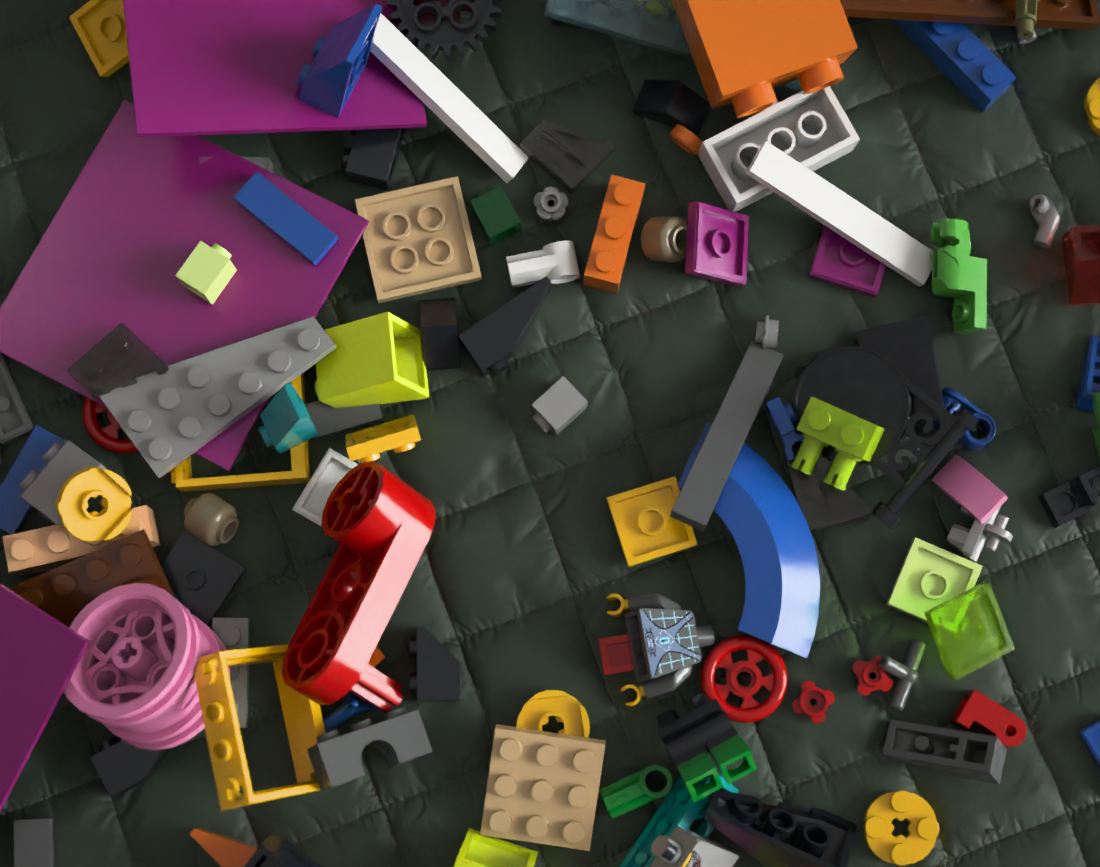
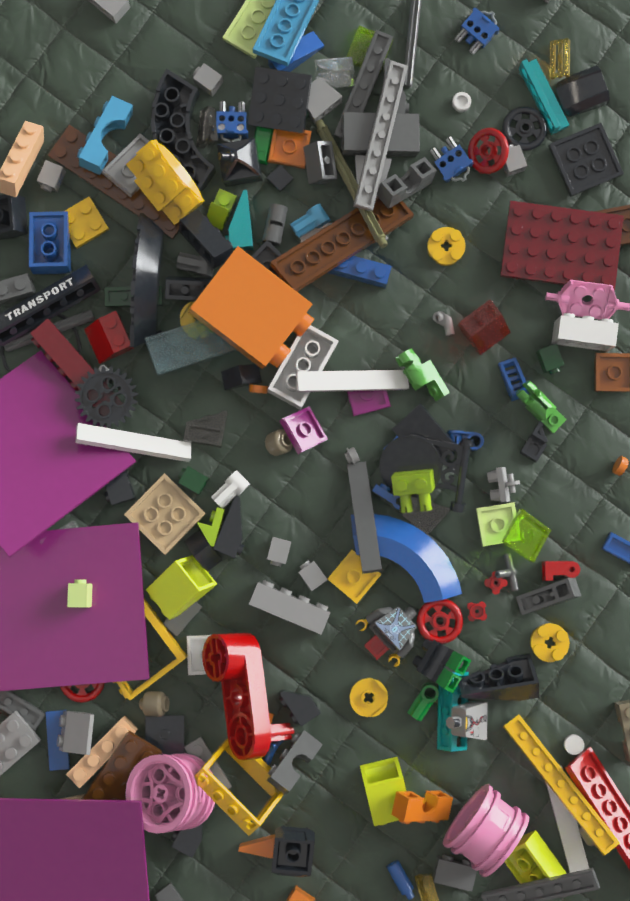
camera: 35 degrees left, 5 degrees up
(73, 504) = (91, 728): yellow plate -> none
(115, 363) = (65, 663): clear smoke wing -> none
(206, 394) = (113, 656): light grey wing -> none
(286, 218) = (99, 546): blue tile -> none
(286, 421) = (162, 640): teal slope -> none
(339, 62) = (78, 461): blue slope -> none
(394, 434) = (208, 618): yellow plate -> none
(473, 310) = (211, 532): none -> lime slope
(519, 501) = (289, 607): none -> light grey brick
(542, 787) = (381, 727): tan plate -> none
(550, 212) = (215, 463): light grey plate -> none
(587, 476) = (312, 574): none -> light grey brick
(614, 234) = (253, 454): orange arch -> none
(969, 488) = (487, 471): bright pink slope -> none

